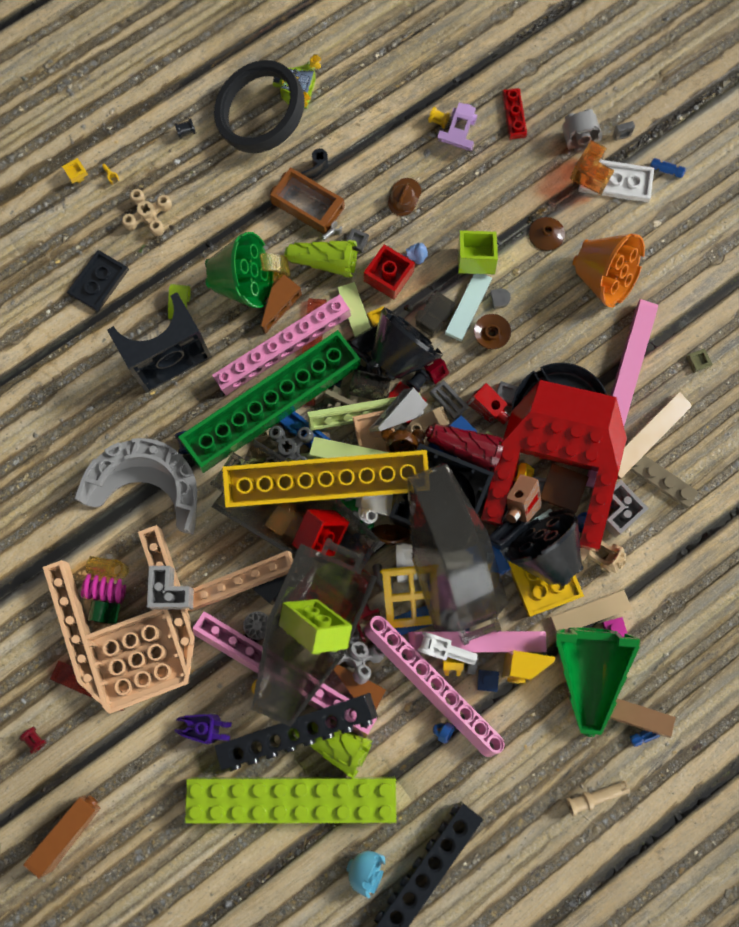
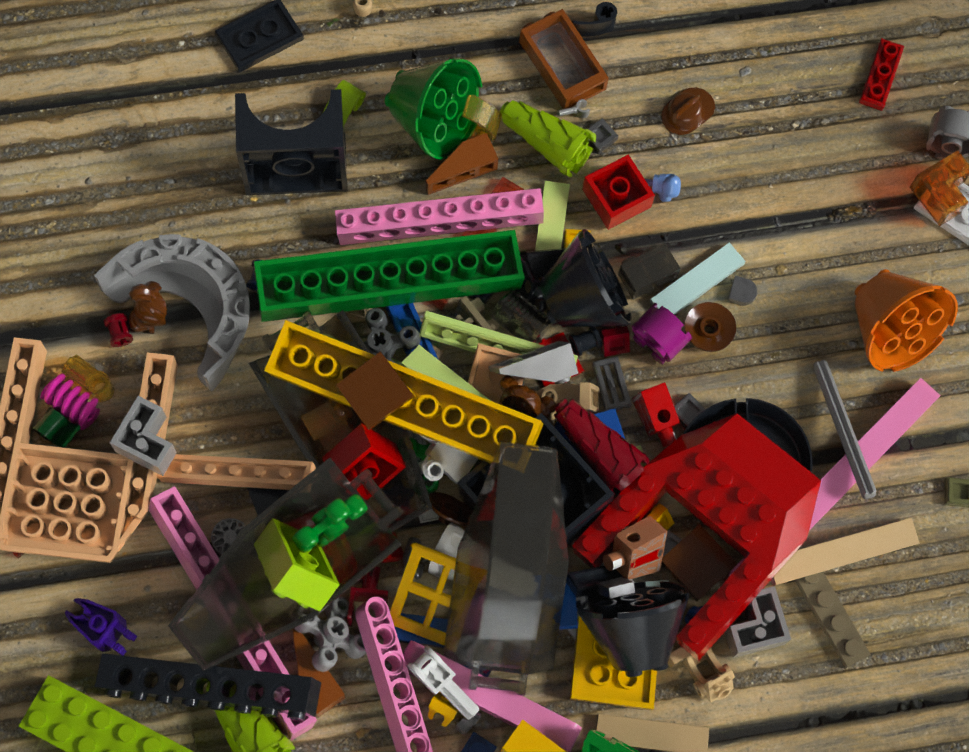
camera: 20 degrees right, 5 degrees down
(109, 525) = (118, 330): none -> dark red bush
(122, 501) = (149, 307): none -> reddish brown hair
(307, 484) = (375, 390): none -> reddish brown tile
(323, 587) = (329, 523): none -> green gear
(439, 117) = (781, 35): yellow bush -> none
(457, 136) = (794, 70): lavender tile -> none
(464, 351) = (661, 333): none -> magenta brick
(477, 252) = (741, 220): lime piece -> none
(524, 532) = (615, 587): none -> flat silver tile
(543, 239) = (841, 250): reddish brown dish -> none
(609, 354) = (844, 430): none -> light grey axle

